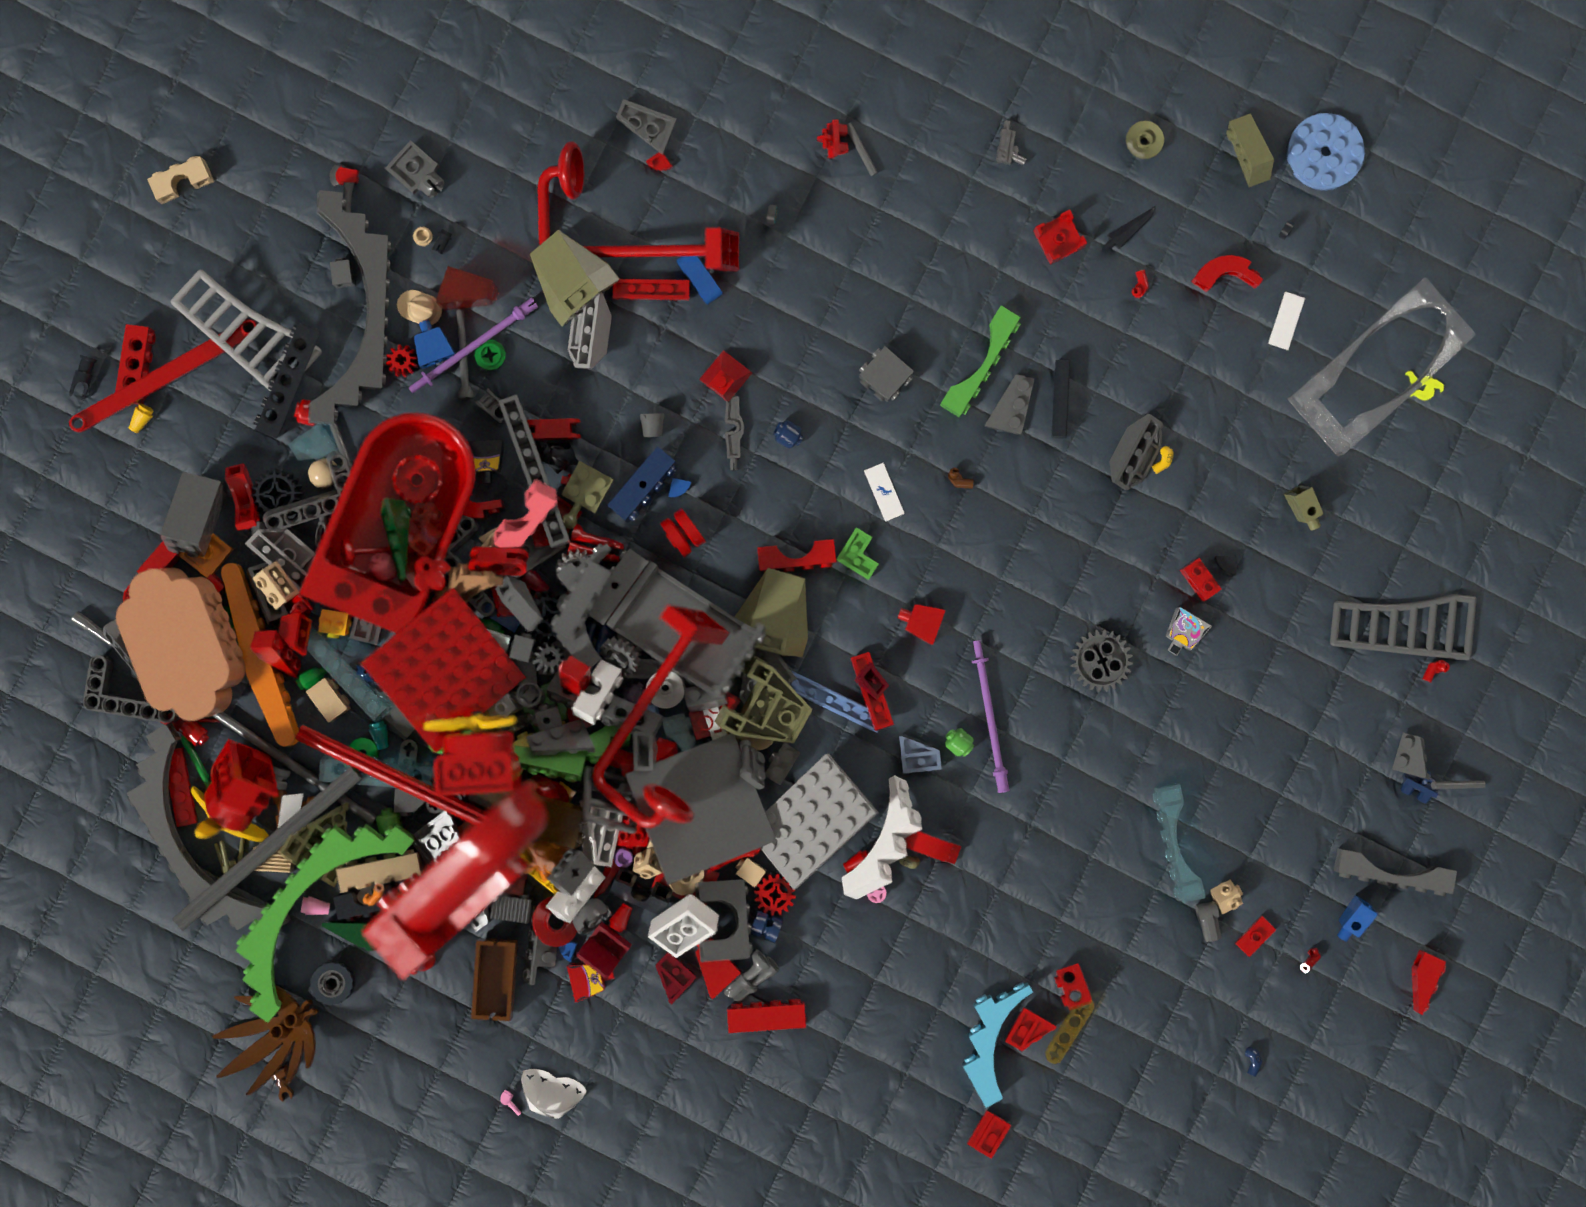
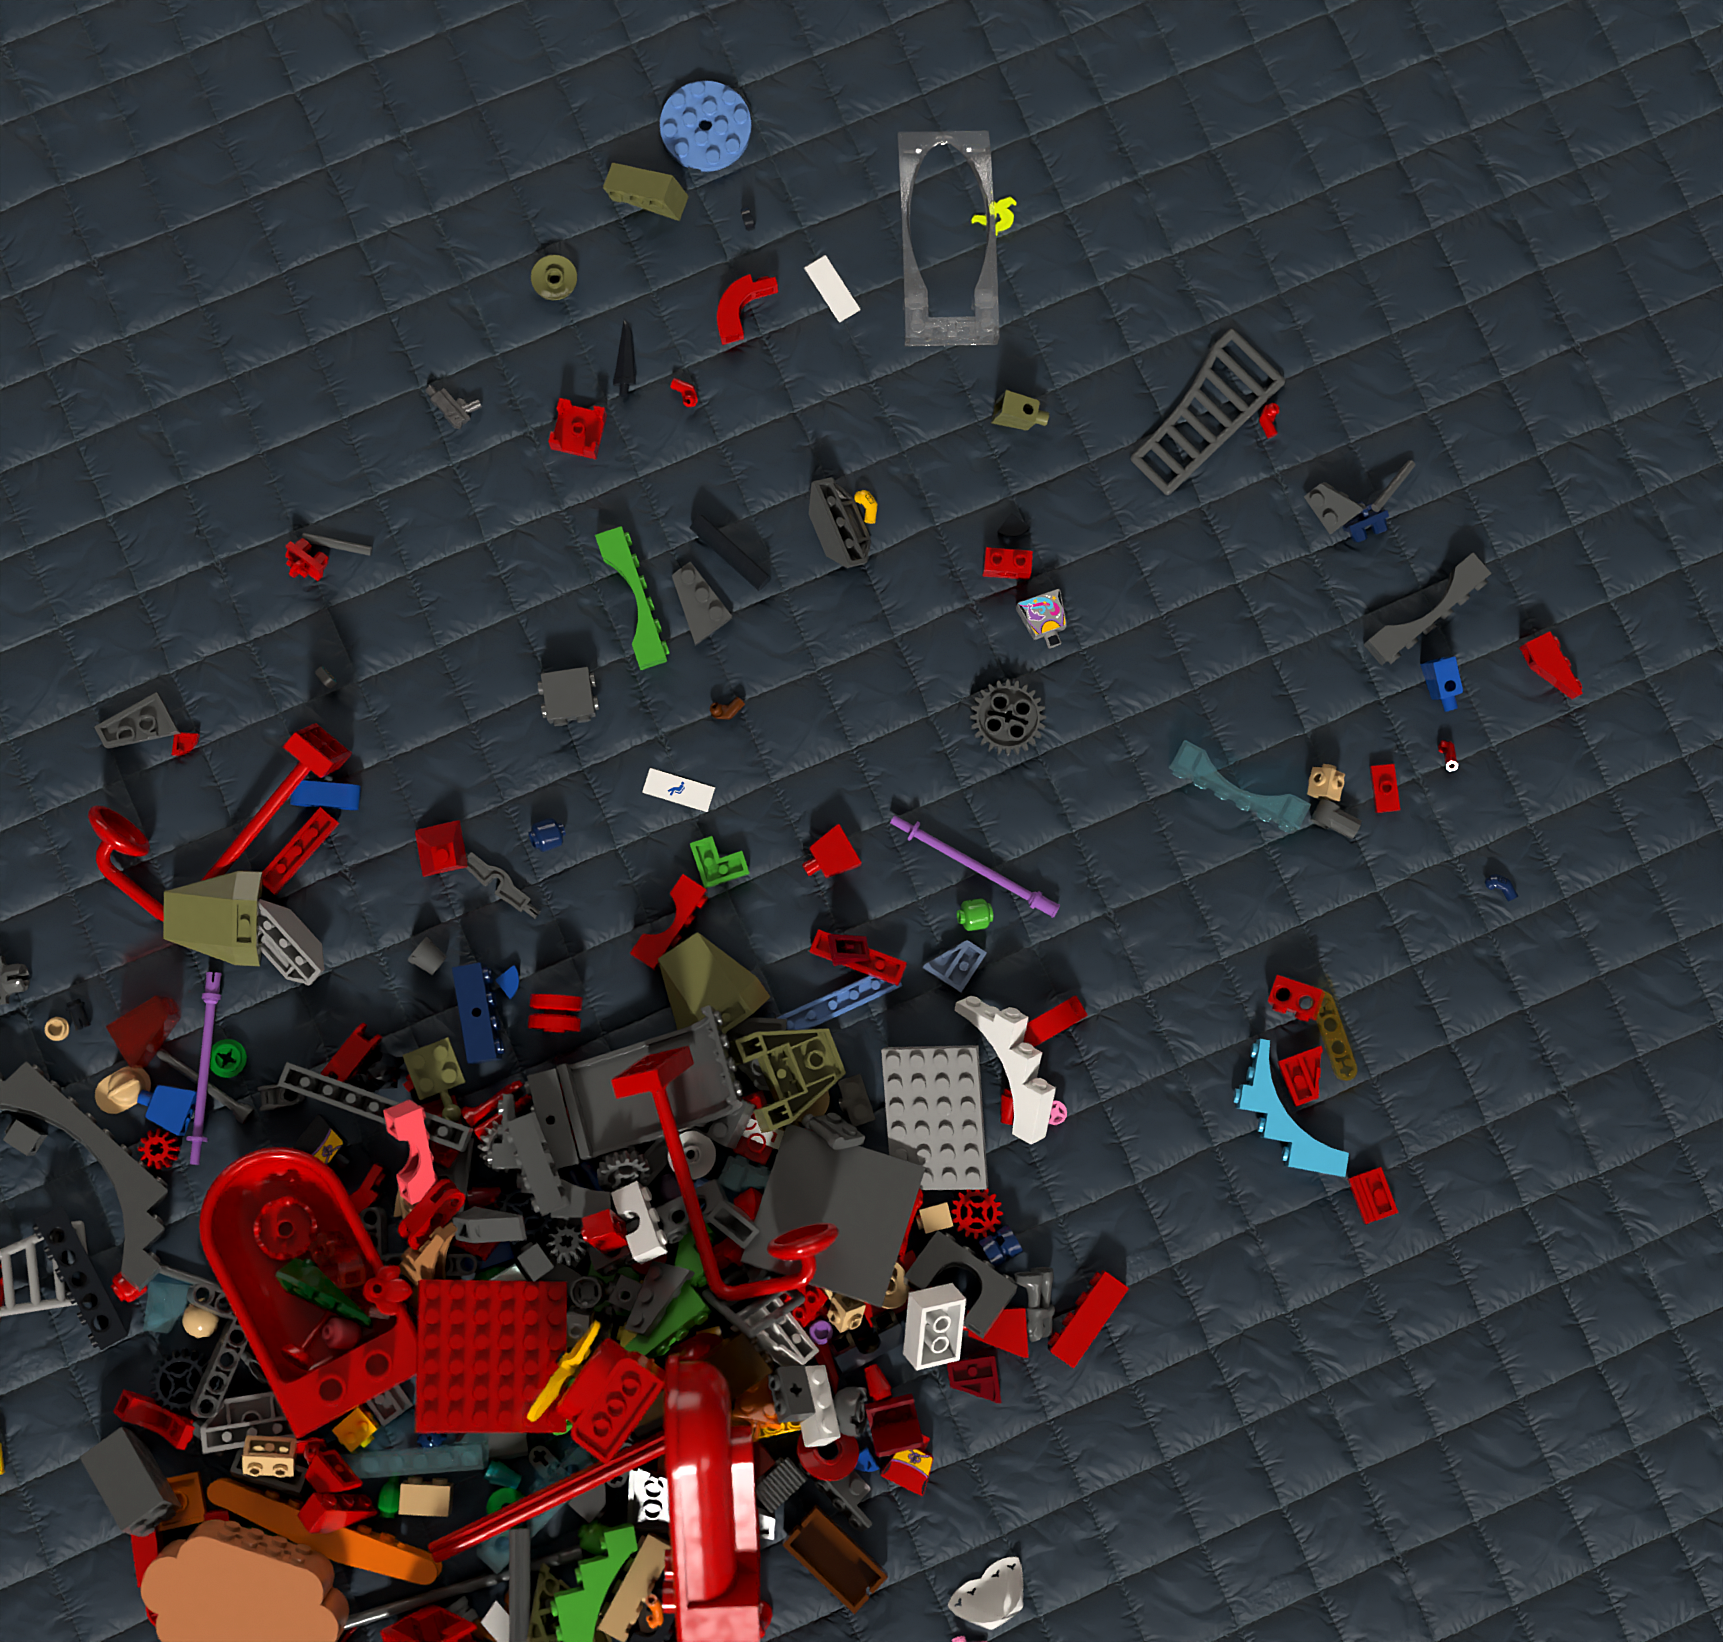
camera: 60 degrees left, 5 degrees down
(910, 862) = (1051, 1056): olive arm -> none

